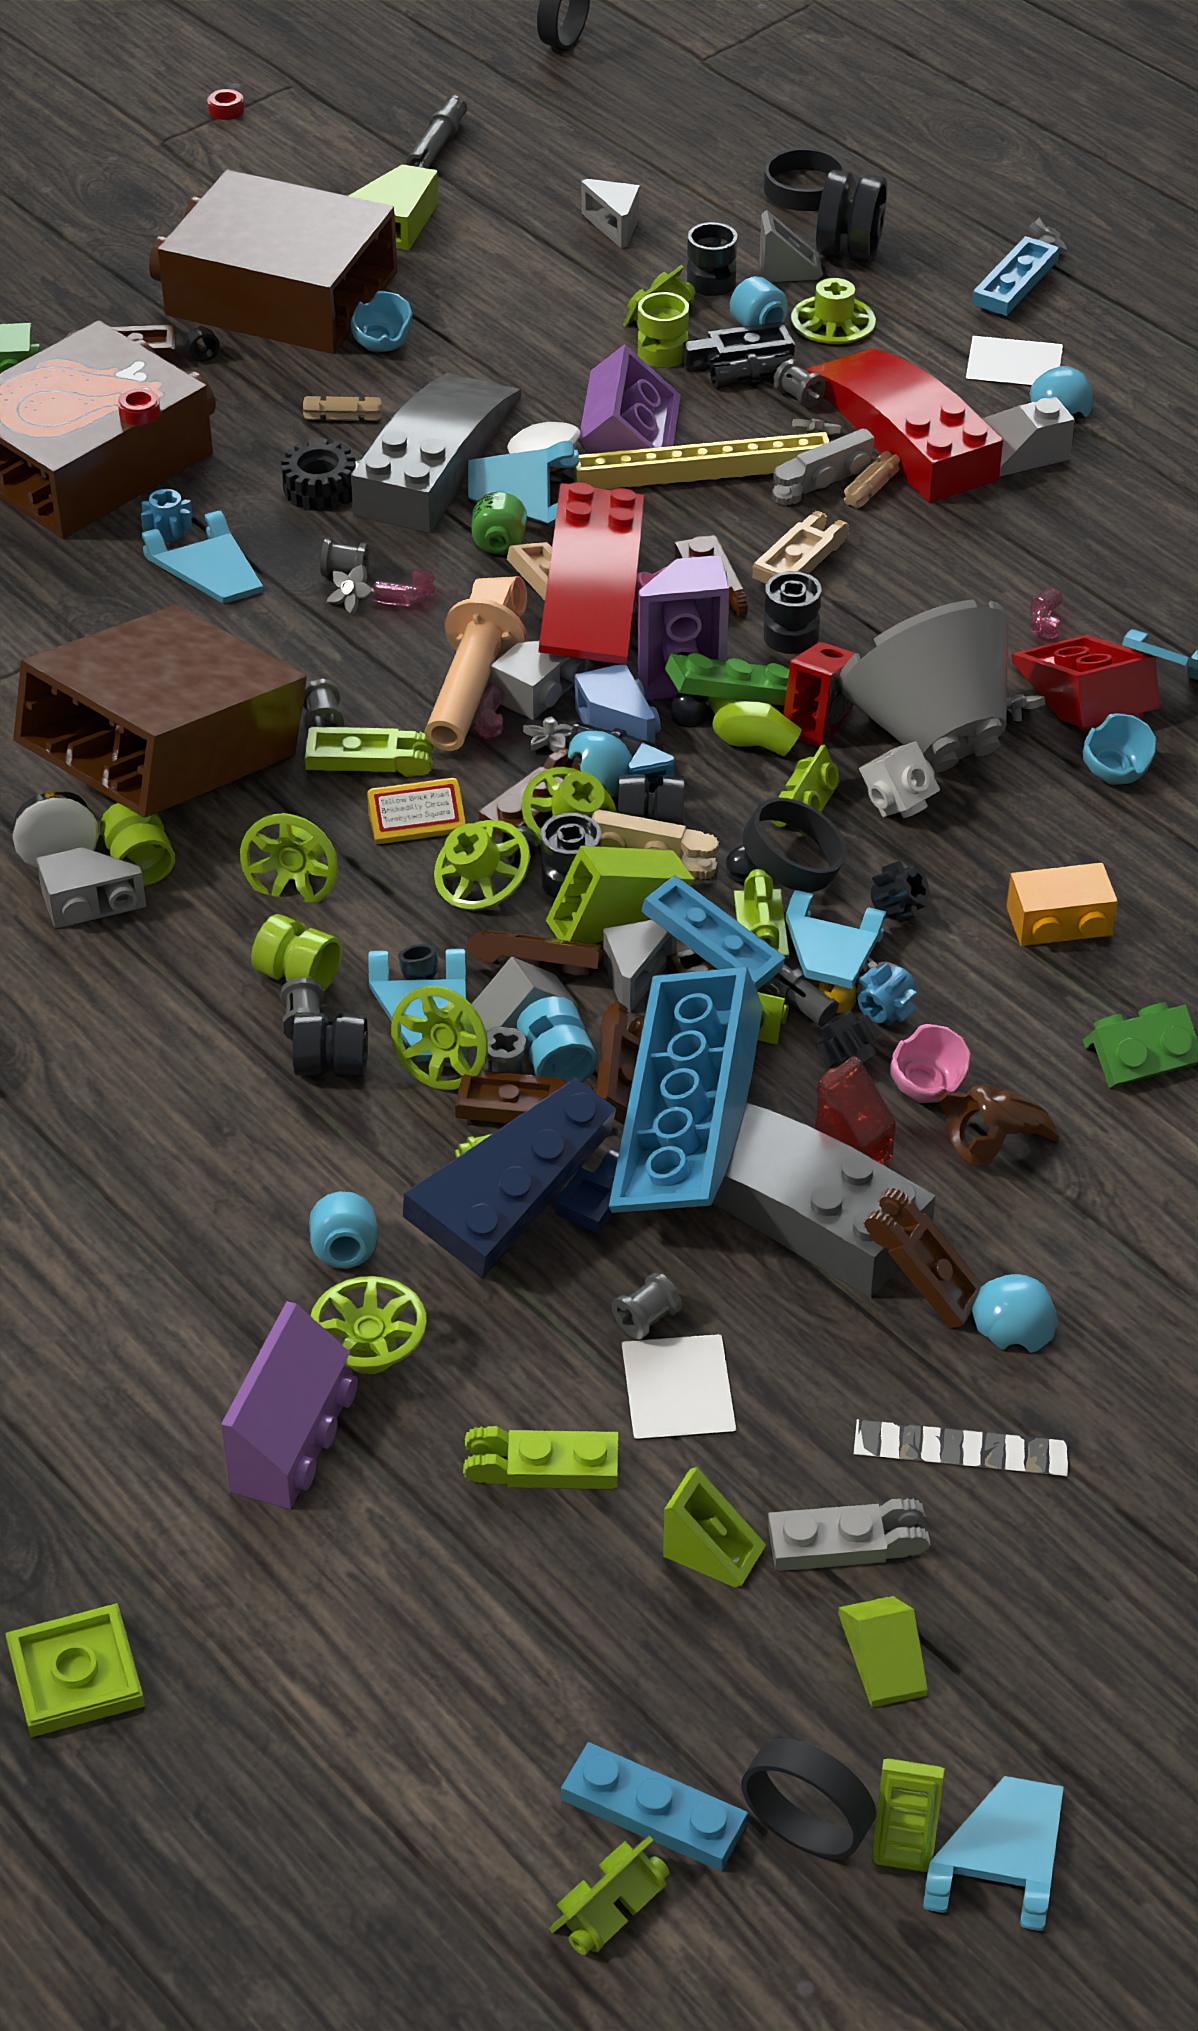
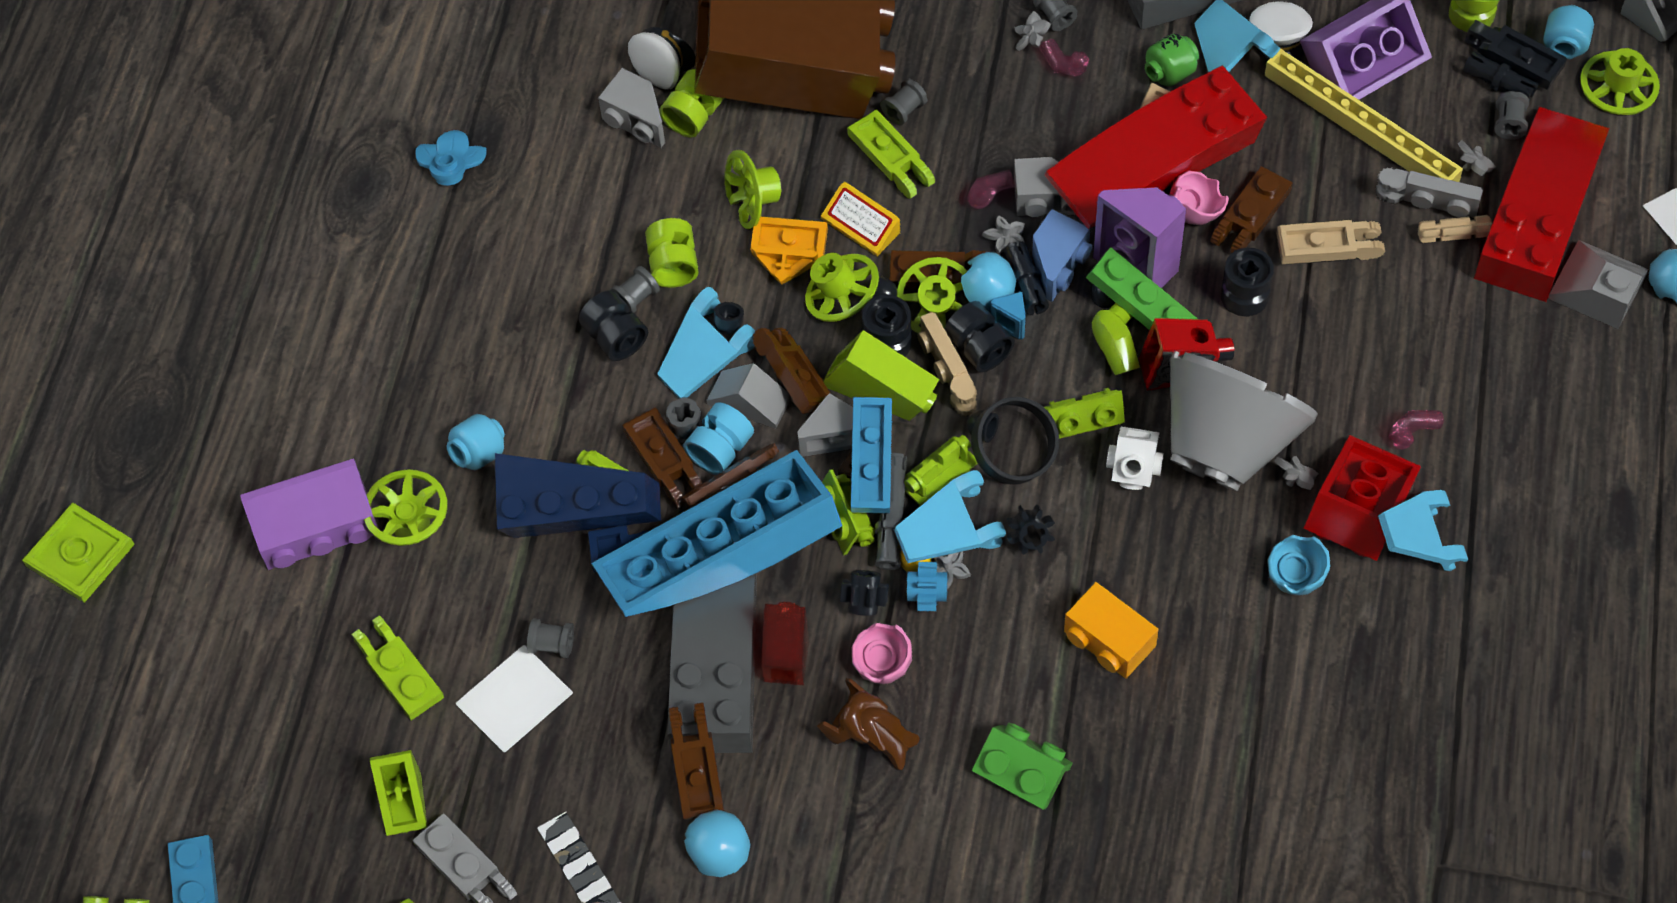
camera: 55 degrees right, 15 degrees up
(381, 880) = (788, 245): none -> light orange slope
(444, 1034) = (669, 376): lime wheel -> none
(480, 633) = (1048, 132): light nougat piece -> none

